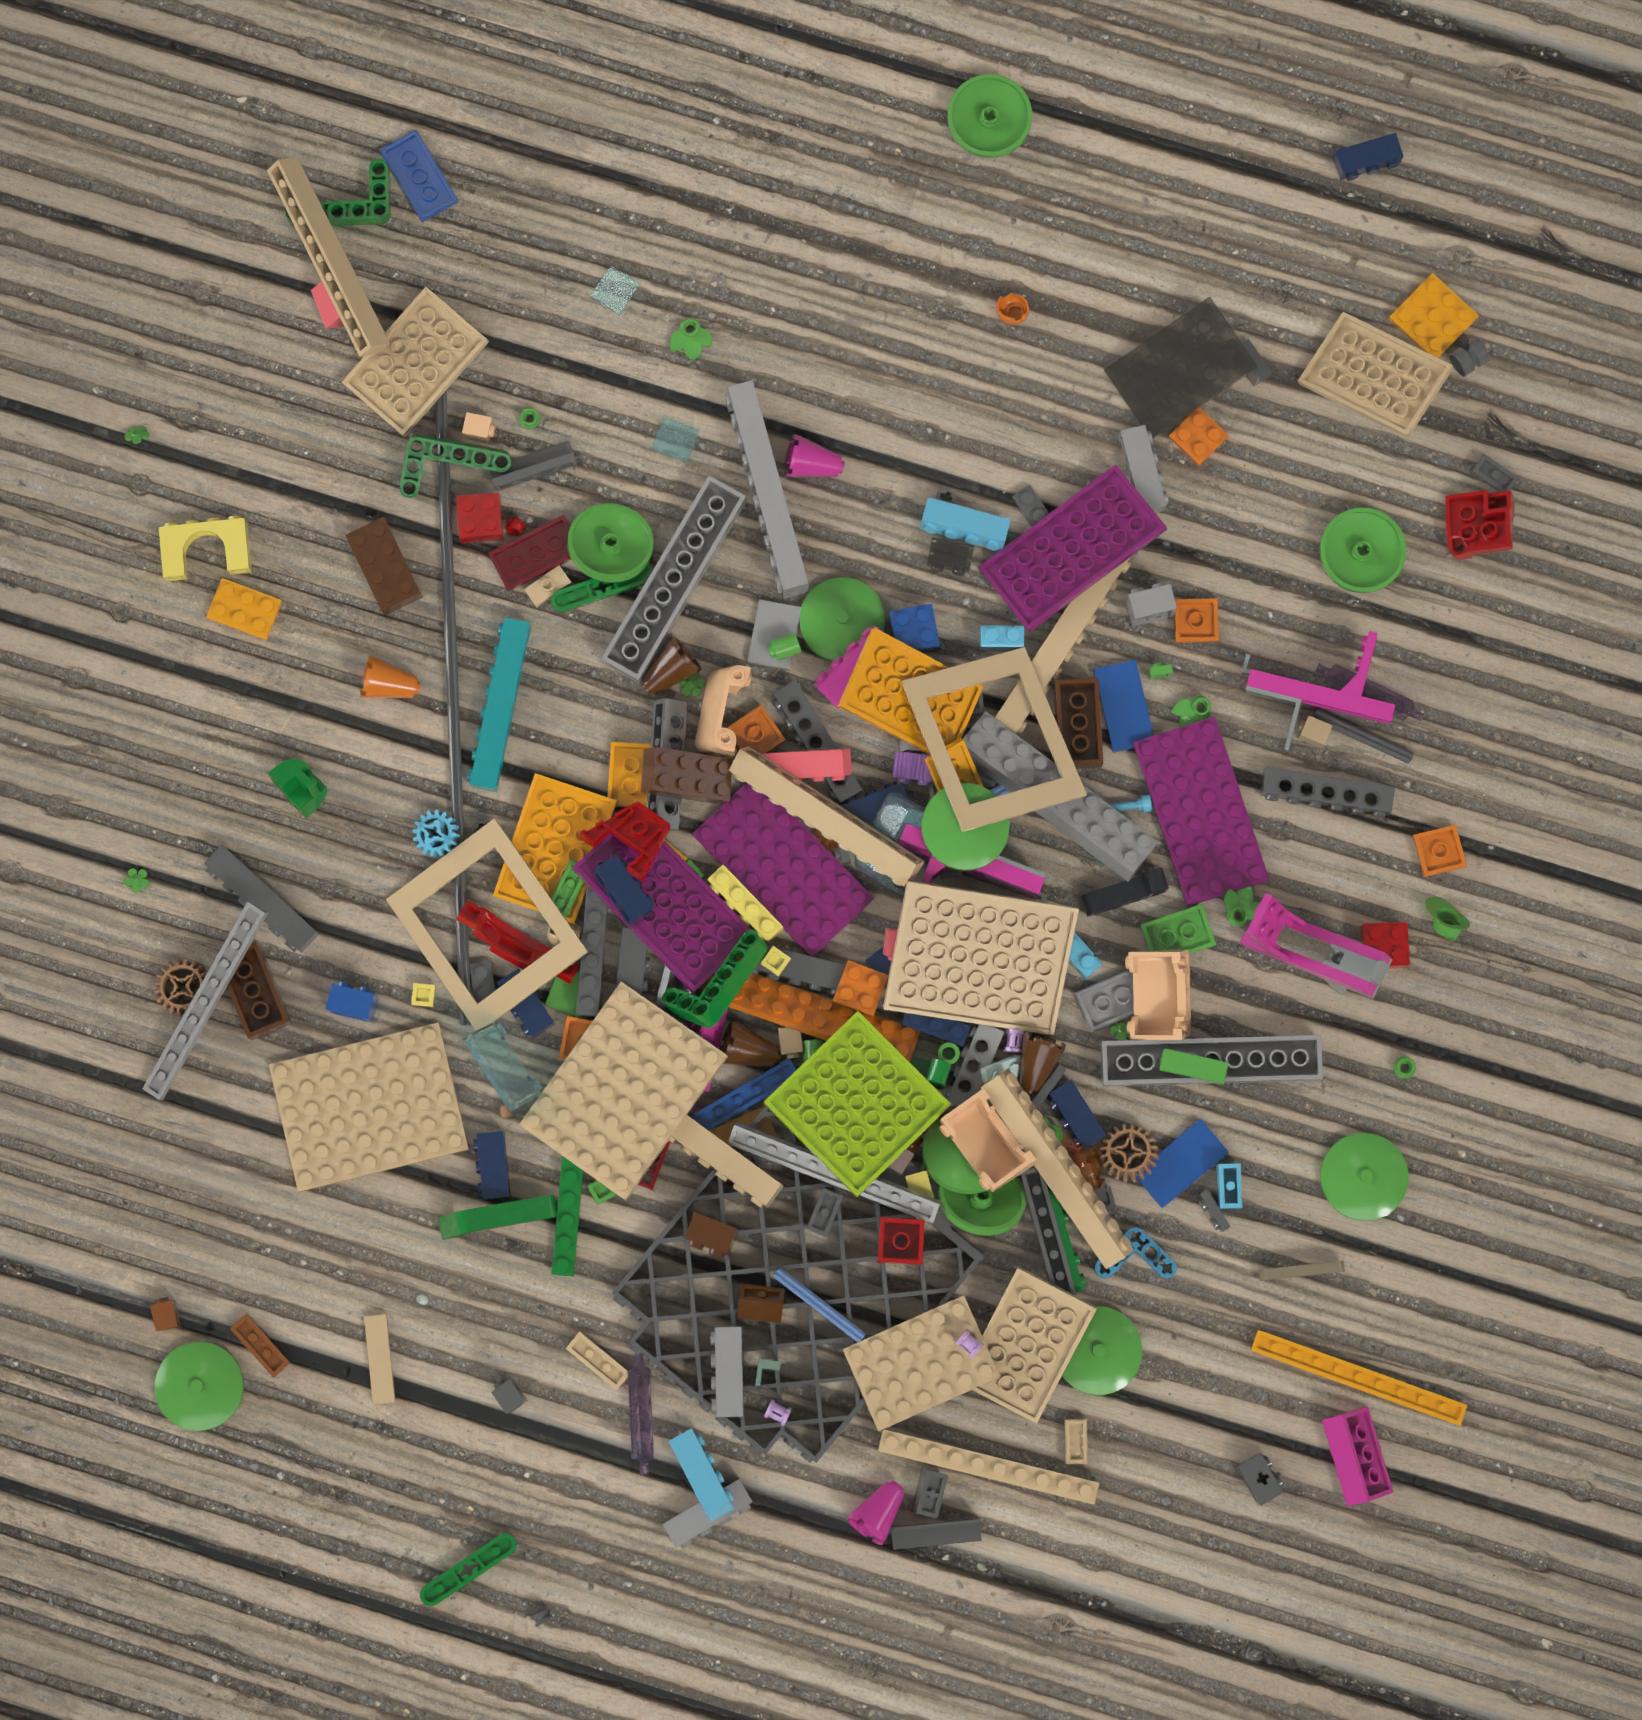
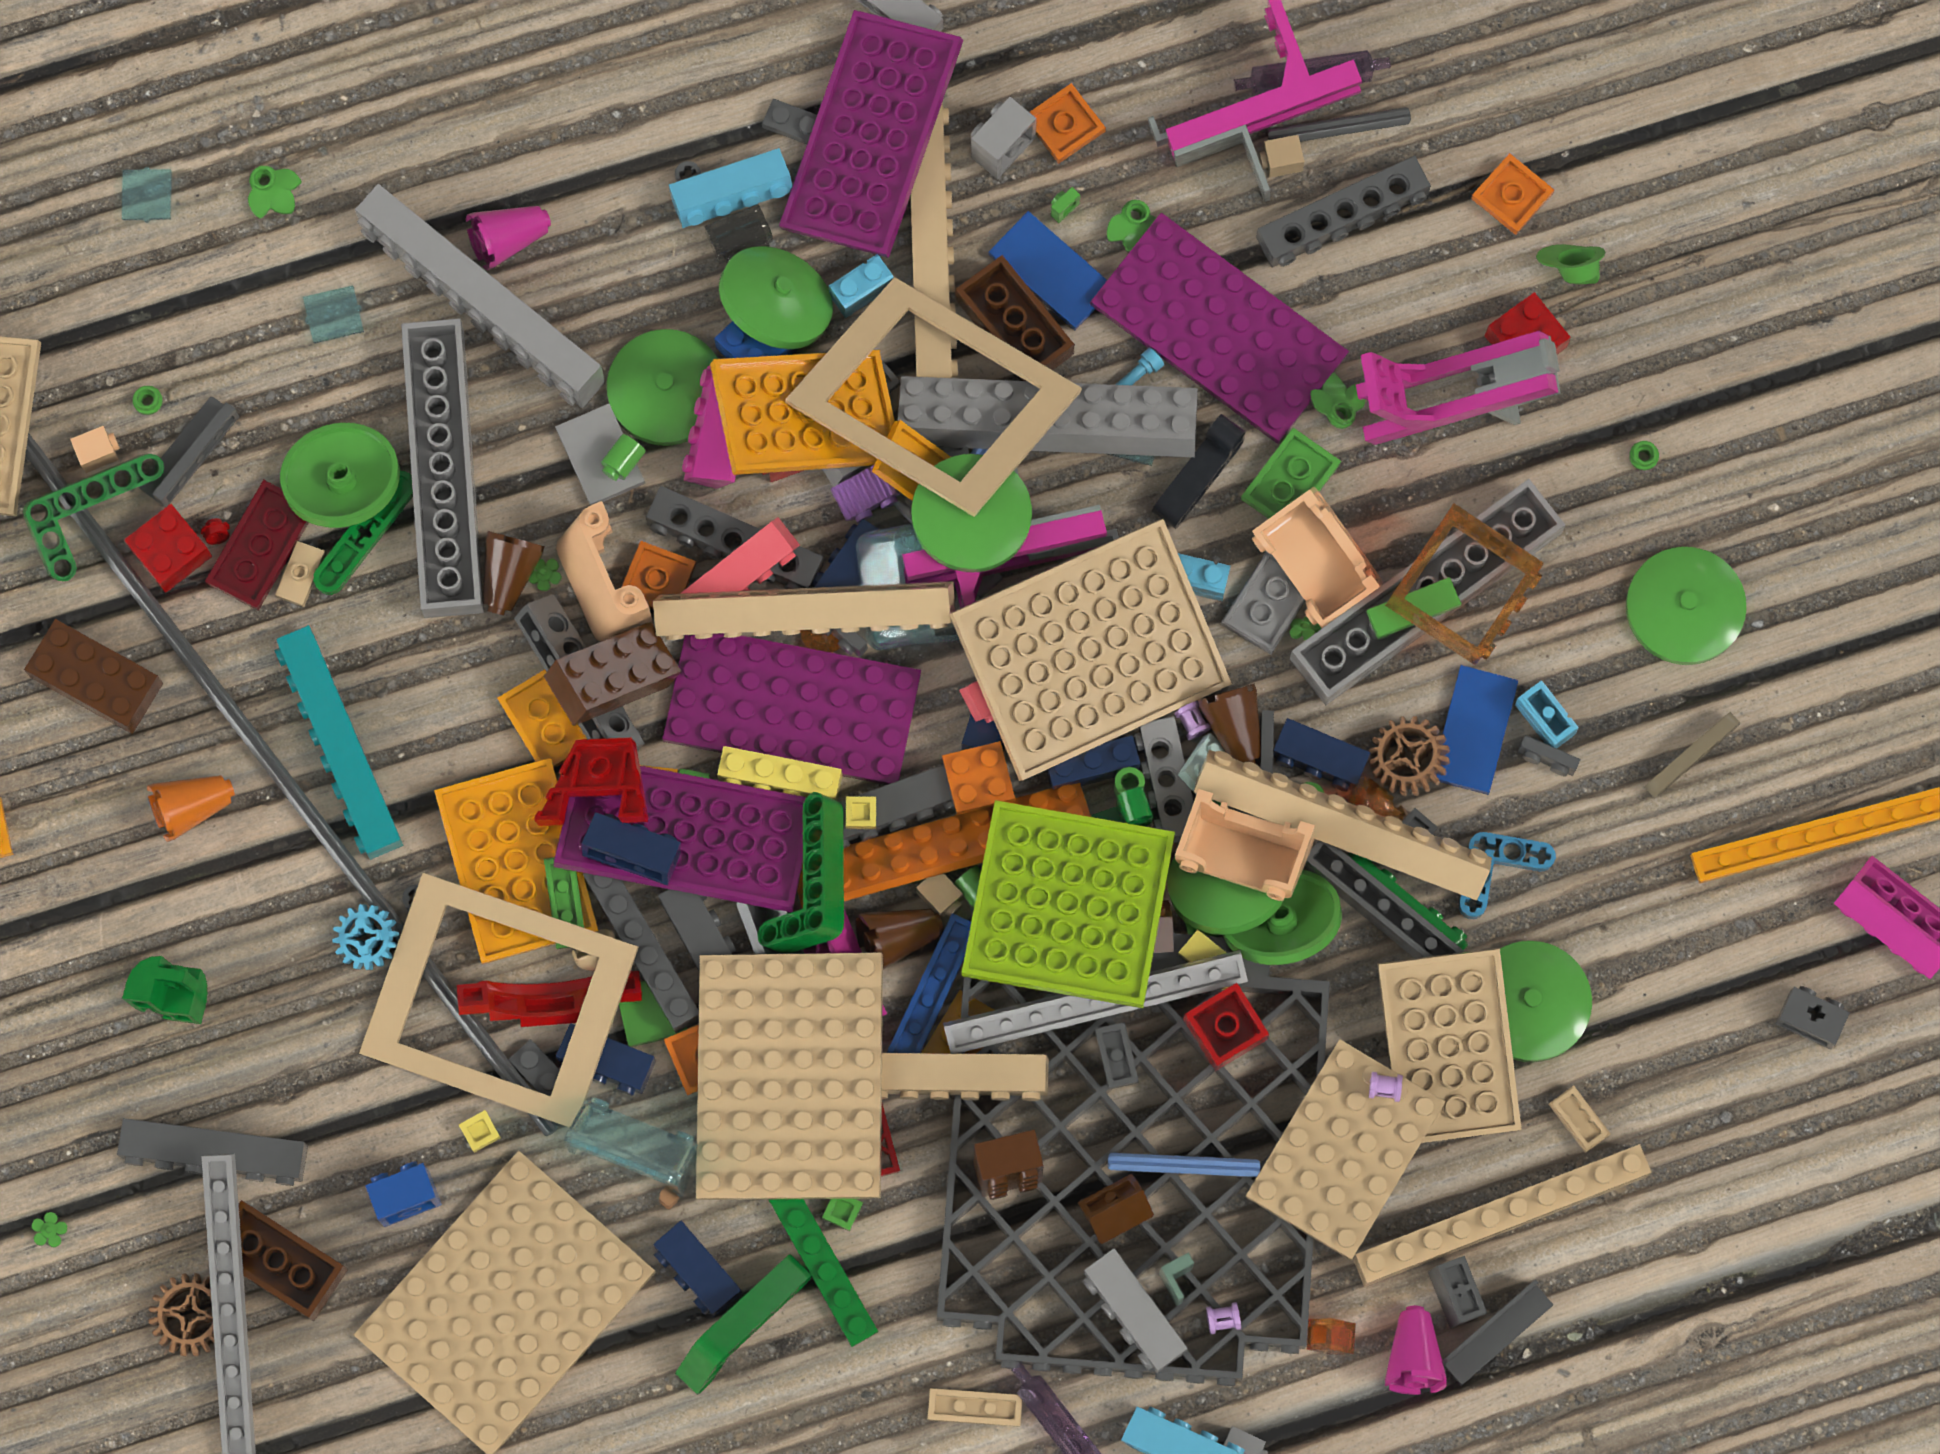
camera: 35 degrees left, 5 degrees down
(835, 1467) = (1331, 1336): none -> clear orange brick
(943, 611) = (775, 297): none -> bright green dish
(1257, 1105) = (1494, 542): none -> clear orange window

